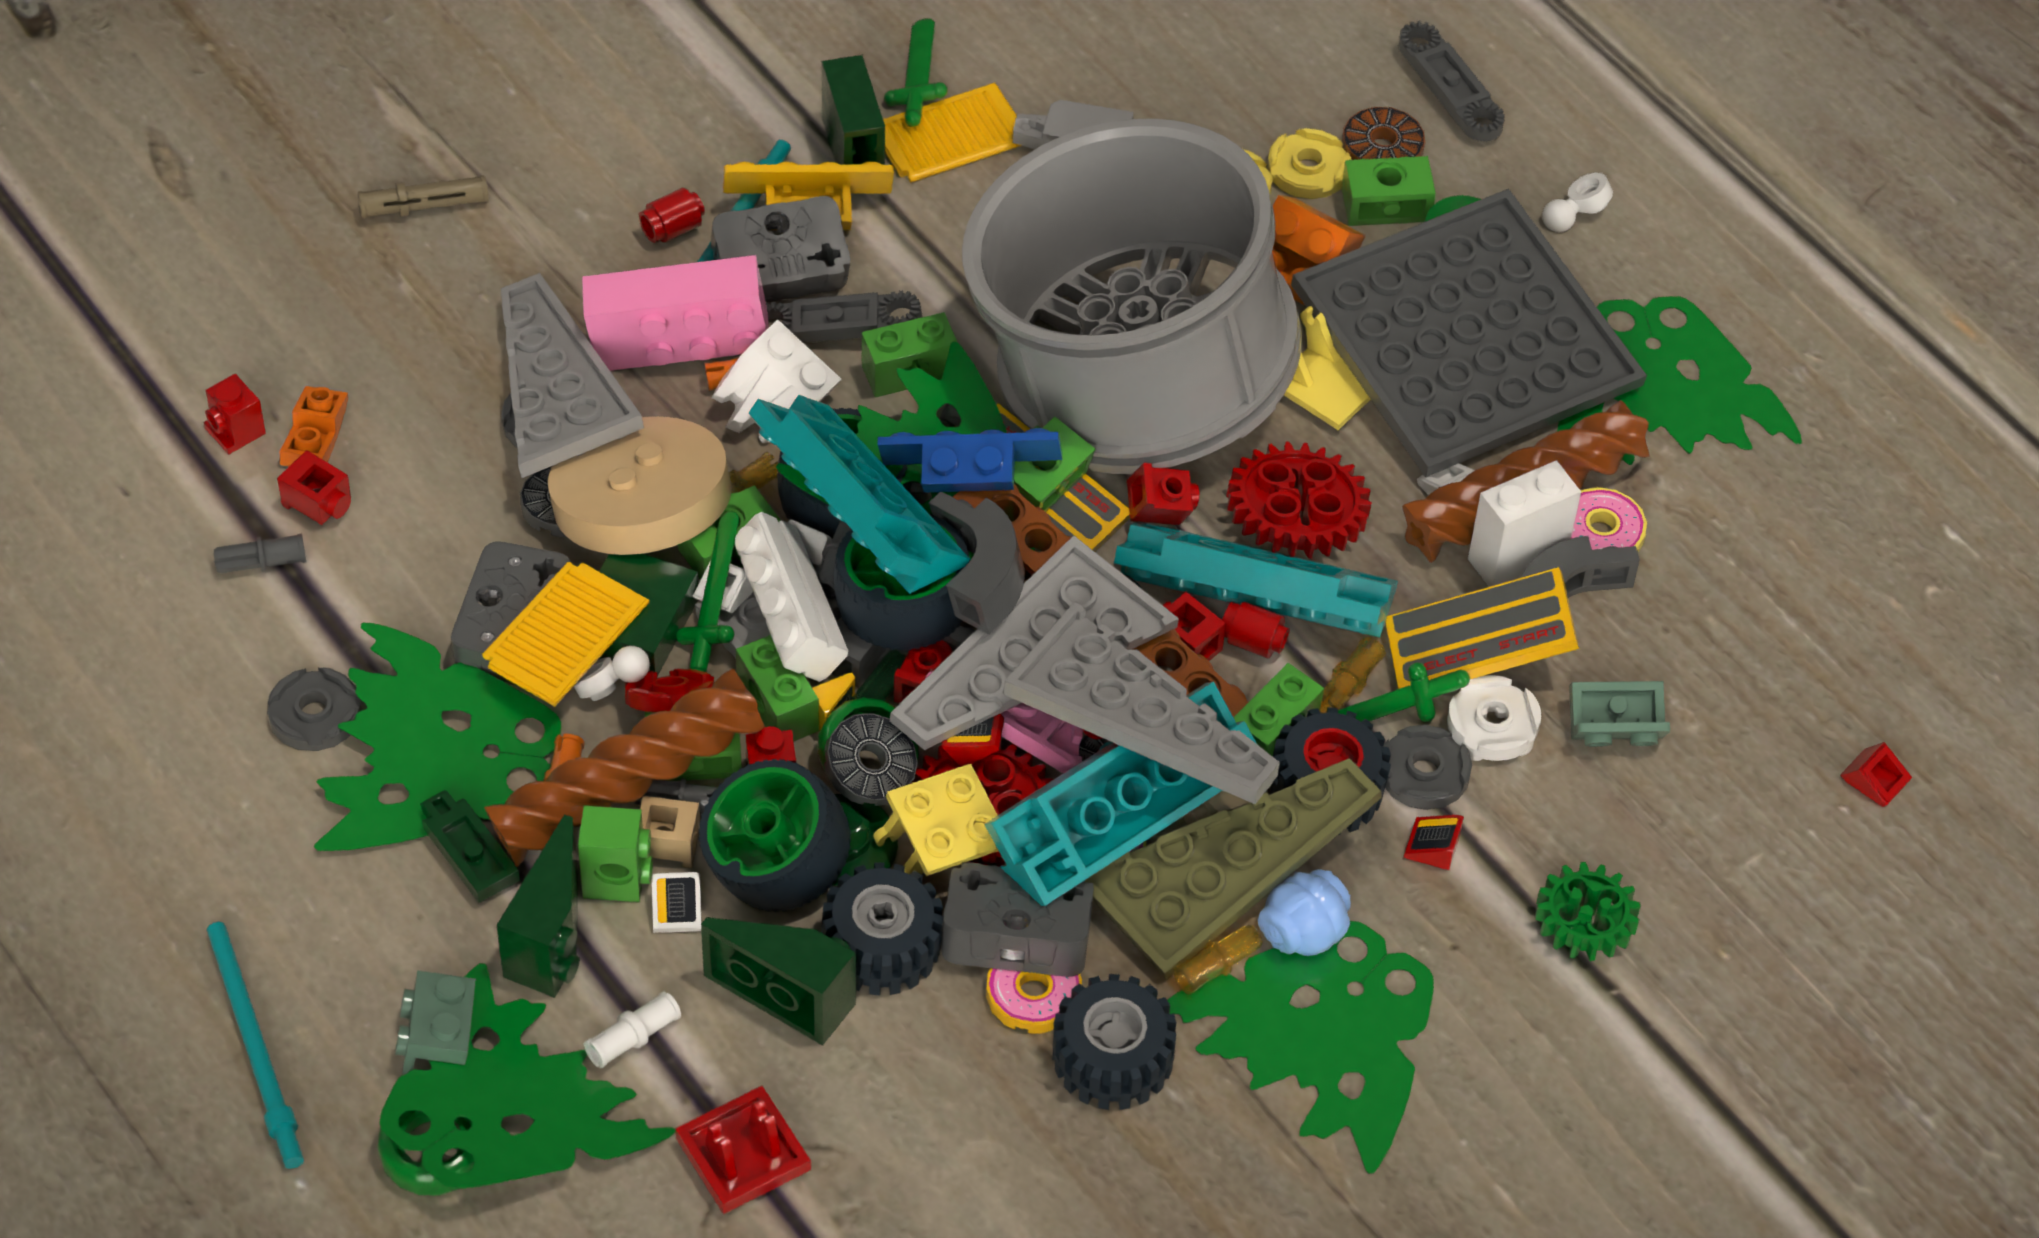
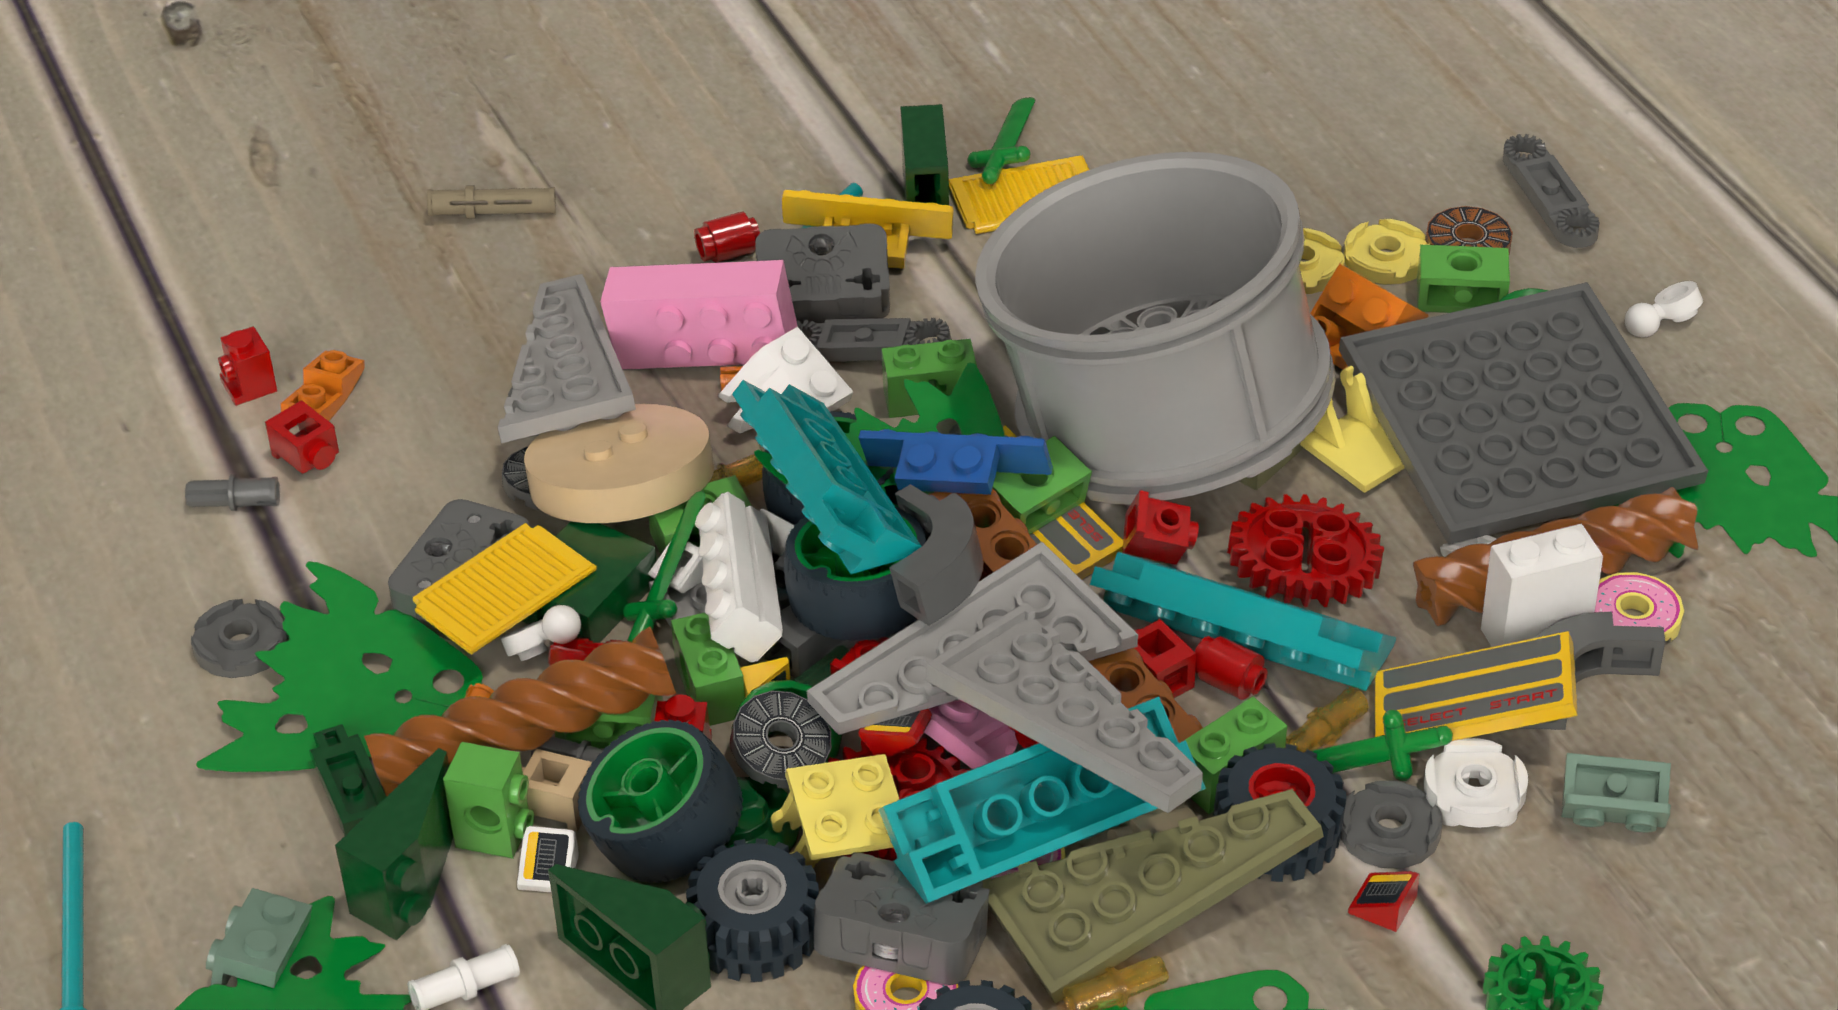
camera: 15 degrees right, 10 degrees down
(1306, 913) = (1221, 951): light blue hair -> none

